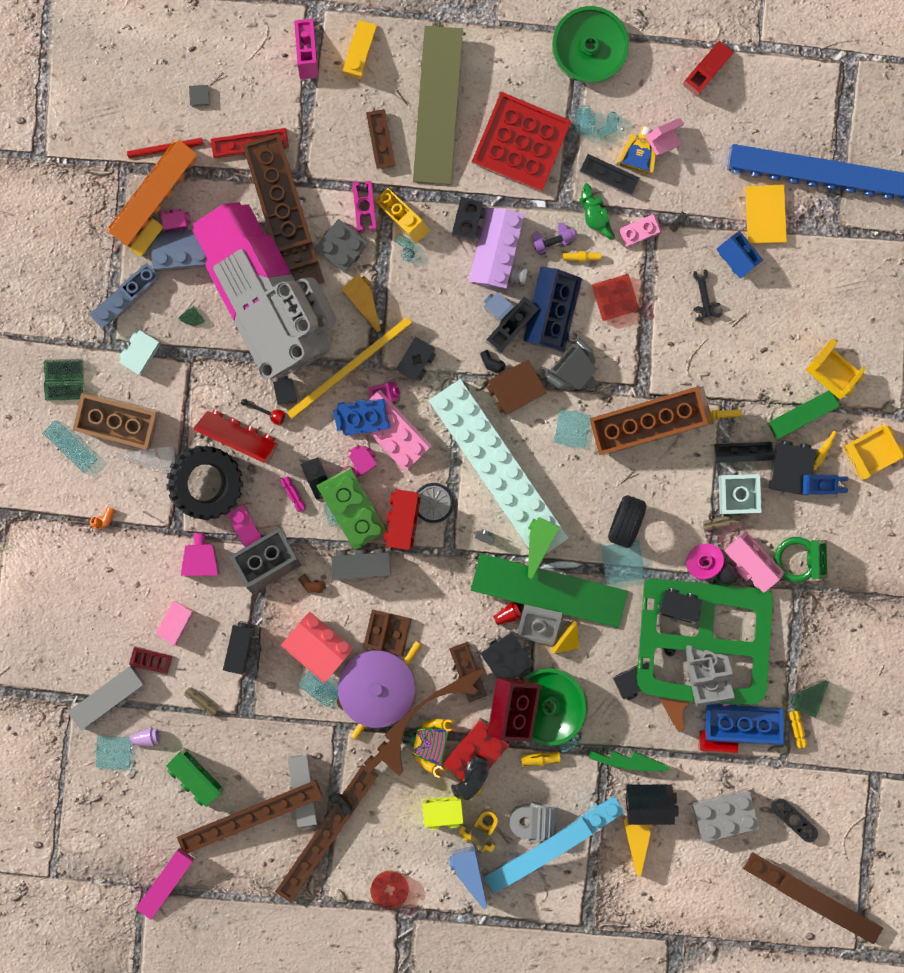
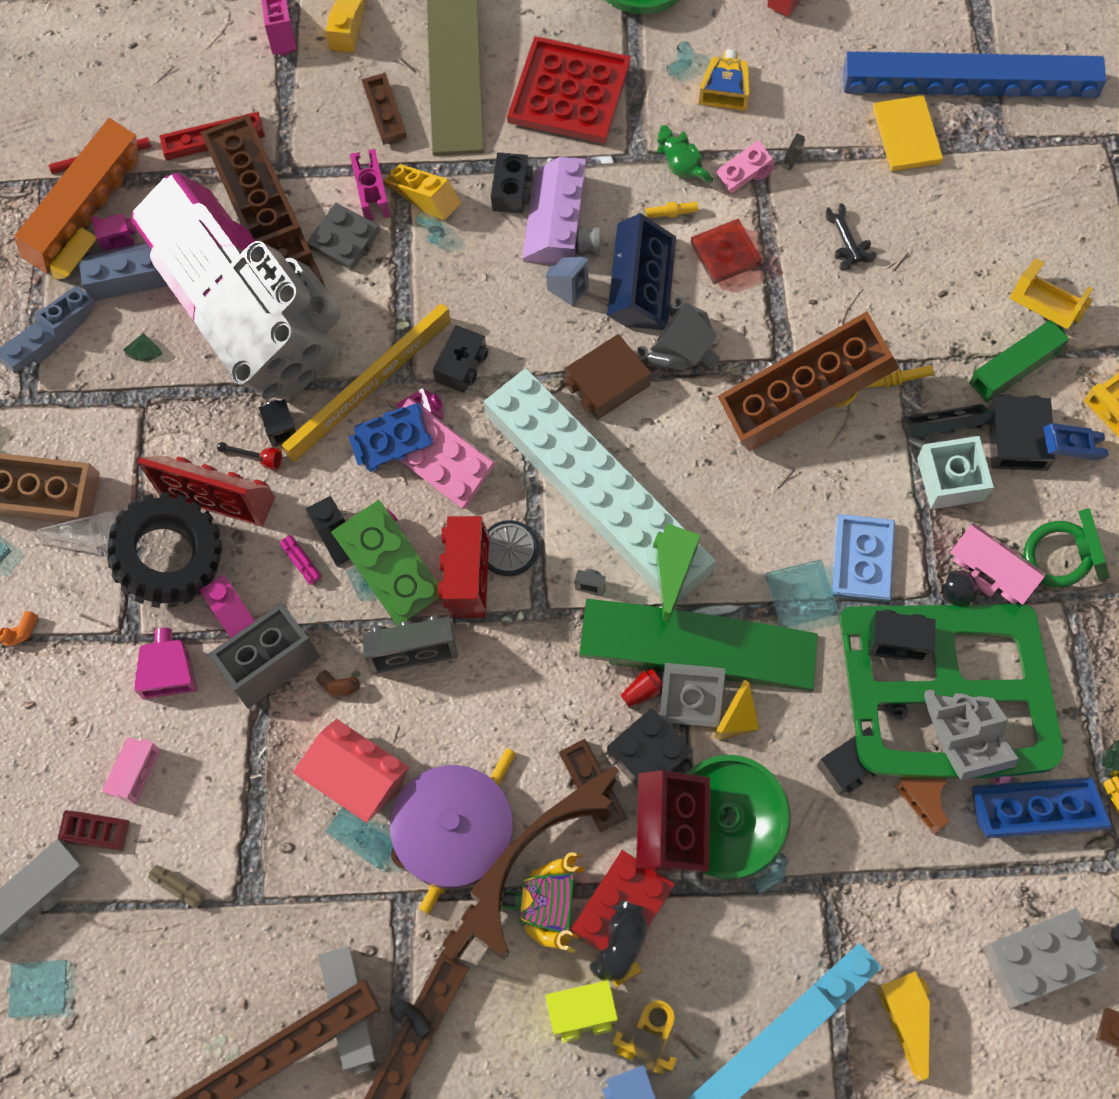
camera: 10 degrees left, 20 degrees down
(139, 352) = (69, 398): light aqua brick -> none
(147, 737) = (90, 954): lavender cone -> none
(194, 778) = (167, 1009): green slope -> none
(199, 95) = (143, 91): dark grey tile -> none
(239, 647) = (229, 788): black brick -> none
(361, 296) = (373, 289): pearl gold slope -> none
(363, 459) = (399, 497): dark pink brick -> none
(387, 632) = (461, 739): reddish brown slope -> none
(491, 364) = (565, 353): black arm -> none
(511, 325) = (587, 298): black slope -> none
(540, 759) = (727, 906): yellow pin -> none
(541, 824) = (746, 1006): light grey piece -> none
(565, 237) = (644, 190): medium lavender piece -> none
(572, 428) = (695, 424): clear light blue piece -> none
(584, 121) = (648, 57): clear light blue brick -> none
(609, 174) = (691, 111): black plate -> none
(627, 521) = (799, 525): black tyre -> none
(634, 762) = (880, 889): green slope -> none
(651, 804) = (921, 952): black brick -> none
(664, 138) = (754, 50): bright pink panel -> none
(668, 542) = (863, 558): none -> light blue tile
(699, 556) = (924, 573): dark pink dish -> none
(715, 746) = (1003, 847): red slope -> none
(721, 522) = (936, 519): dark tan axle -> none
(739, 254) = (883, 176): blue brick -> none
(822, 452) = (1059, 405): yellow hand -> none

